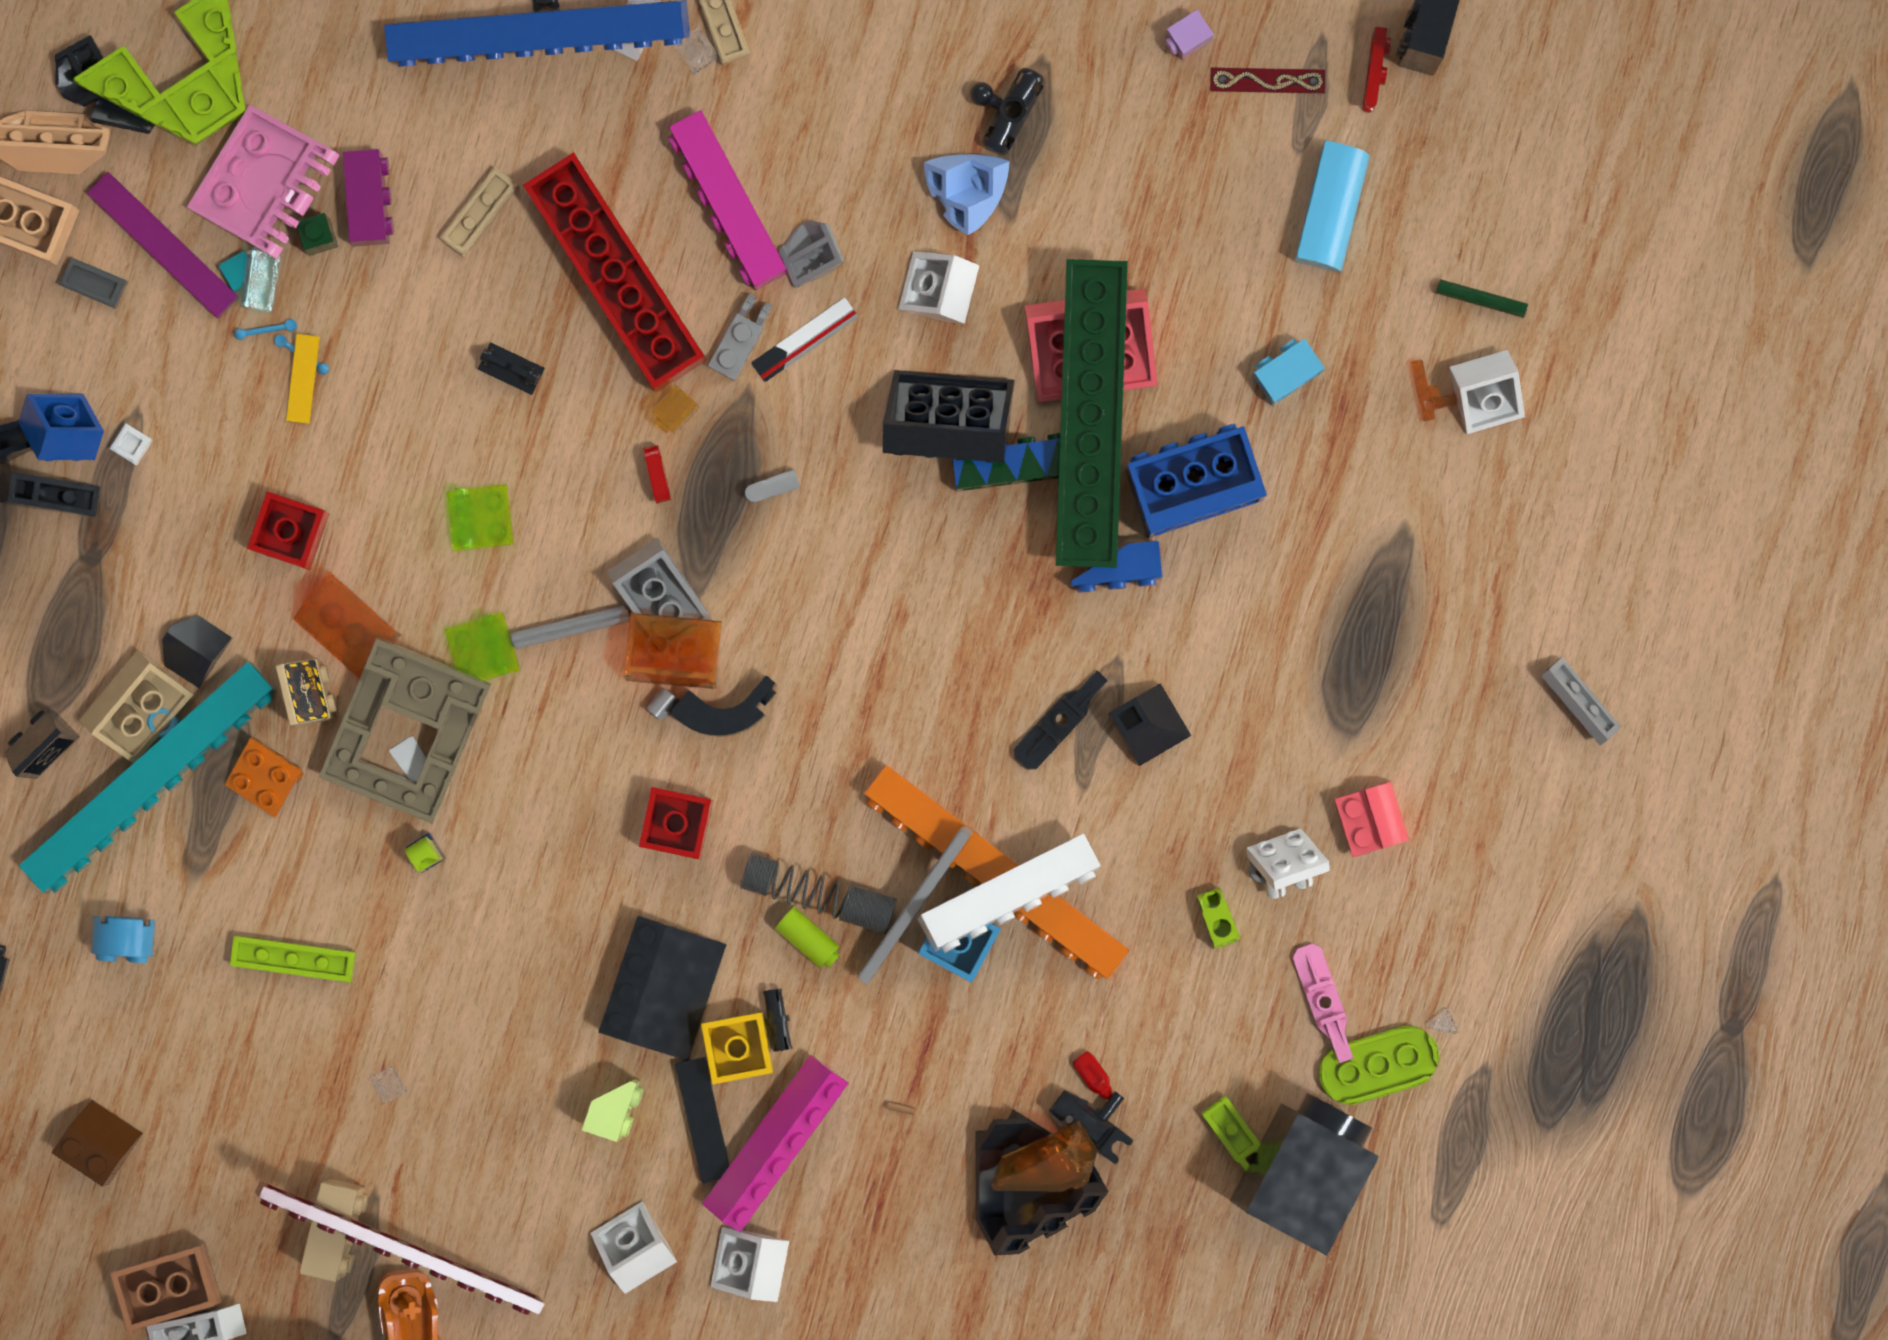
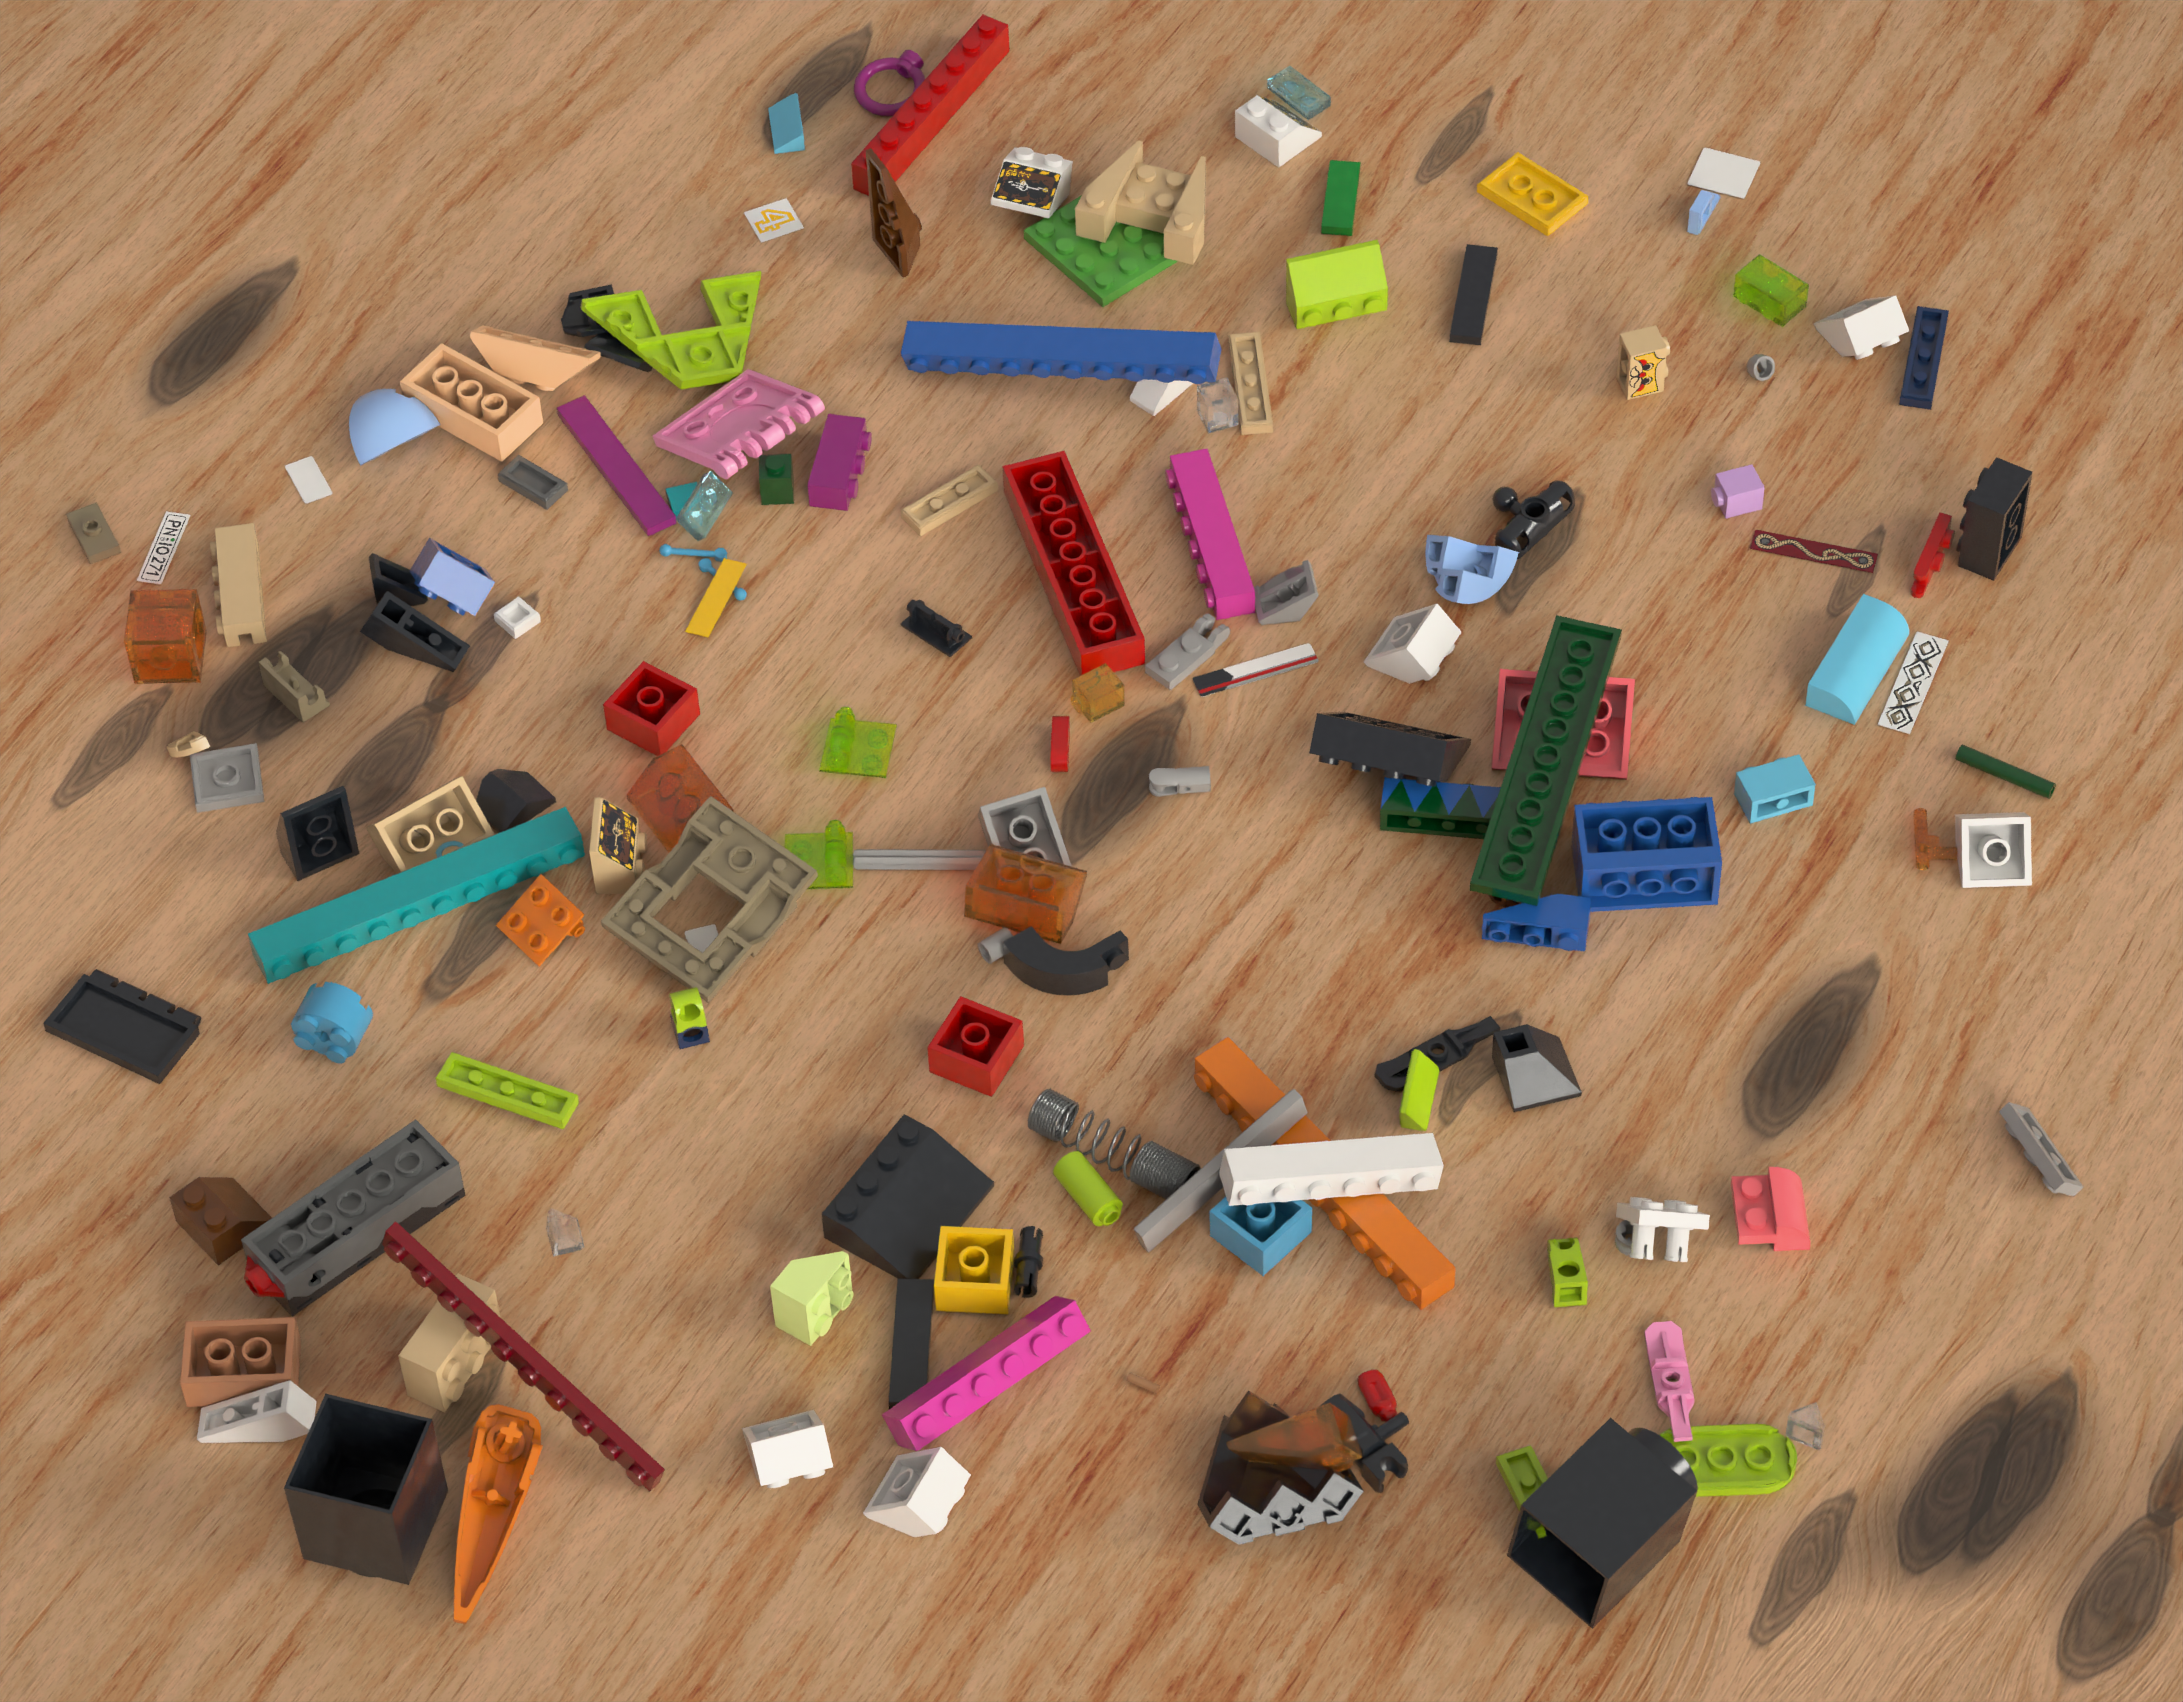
camera: 15 degrees right, 35 degrees down
(208, 1132) = (346, 1218): none -> dark grey piece
(1057, 772) = (1418, 1092): none -> lime slope
(1383, 212) = (1913, 682): none -> white sticker

